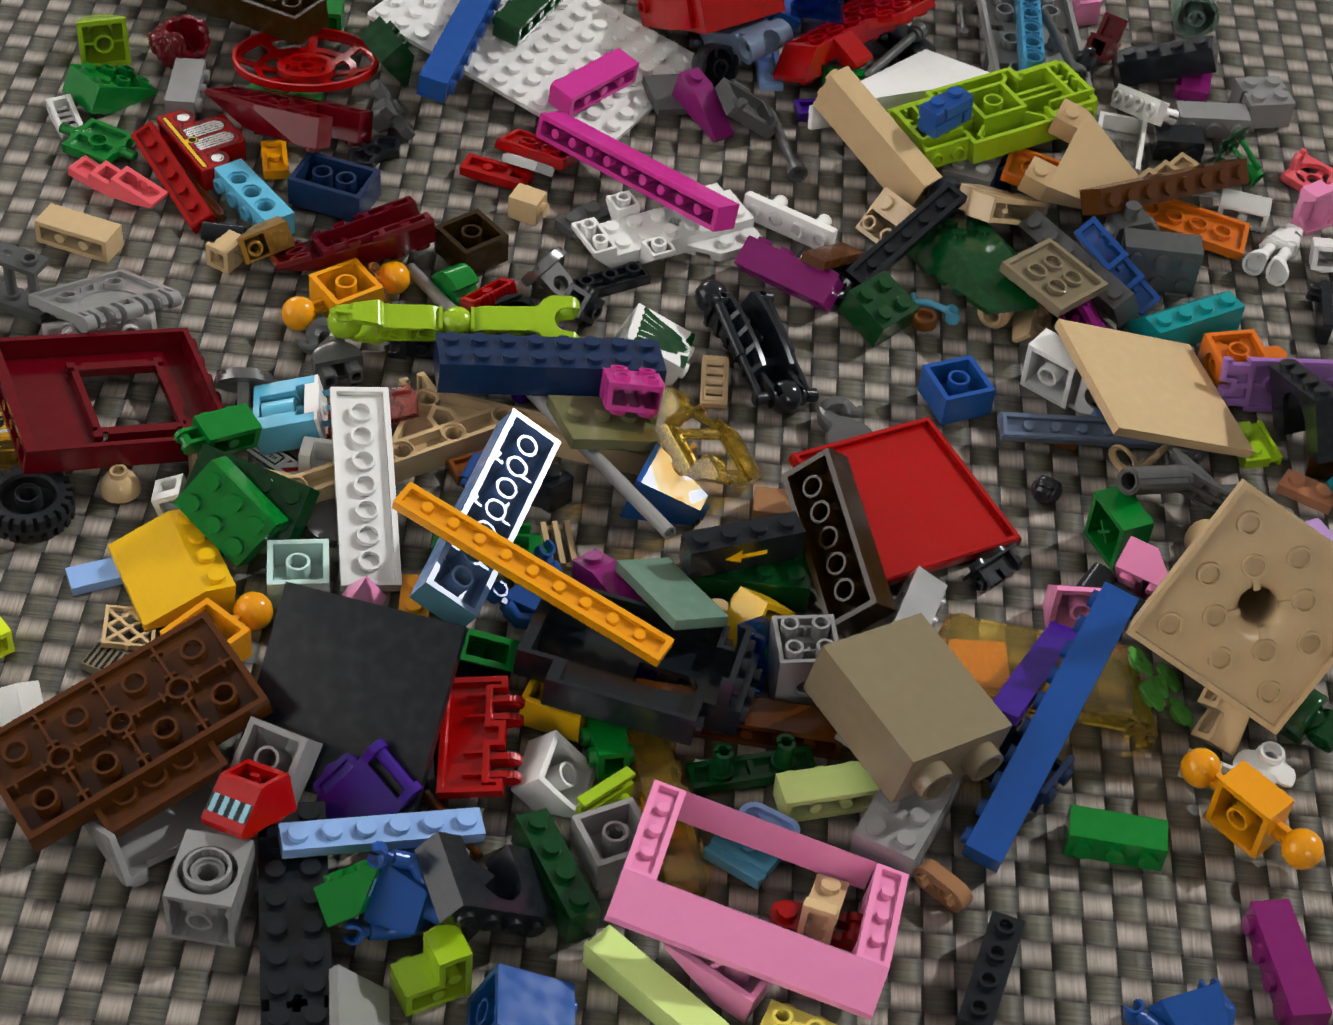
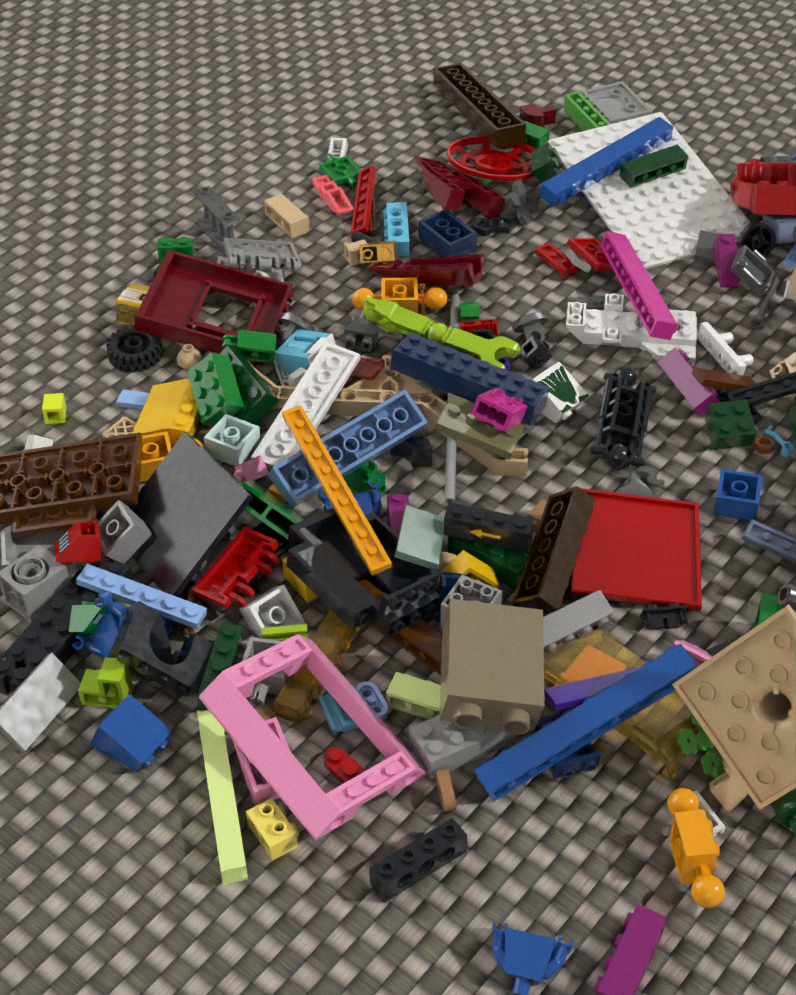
camera: 40 degrees right, 0 degrees up
(103, 39) = (388, 115): lime slope -> none
(106, 87) = (372, 141): green slope -> none
(179, 38) = (431, 127): dark red hair -> none
(187, 86) = (404, 160): light grey brick -> none
(202, 144) = (398, 187): brick -> none
(274, 159) = (430, 207): light orange plate -> none
(357, 790) = (151, 567): dark purple piece -> none
(472, 241) = (499, 294): dark brown brick -> none
(527, 204) = (558, 284): tan brick -> none
(556, 529) = (398, 475): tan tile -> none
(593, 82) = (660, 223): dark pink brick -> none
(606, 747) = (310, 612): green brick -> none
(616, 279) = (573, 347): black tile -> none
(672, 495) = (483, 479): slope -> none
(677, 410) = (509, 431): clear yellow windscreen -> none
(714, 380) = (584, 421): tan slope -> none
(749, 770) = (387, 664): dark green plate -> none
(823, 908) = (341, 768): tan bracket -> none
(1046, 490) = (746, 584): black piece -> none
(1115, 837) = (587, 819): green brick -> none
(1270, 761) = (740, 831): white plate -> none

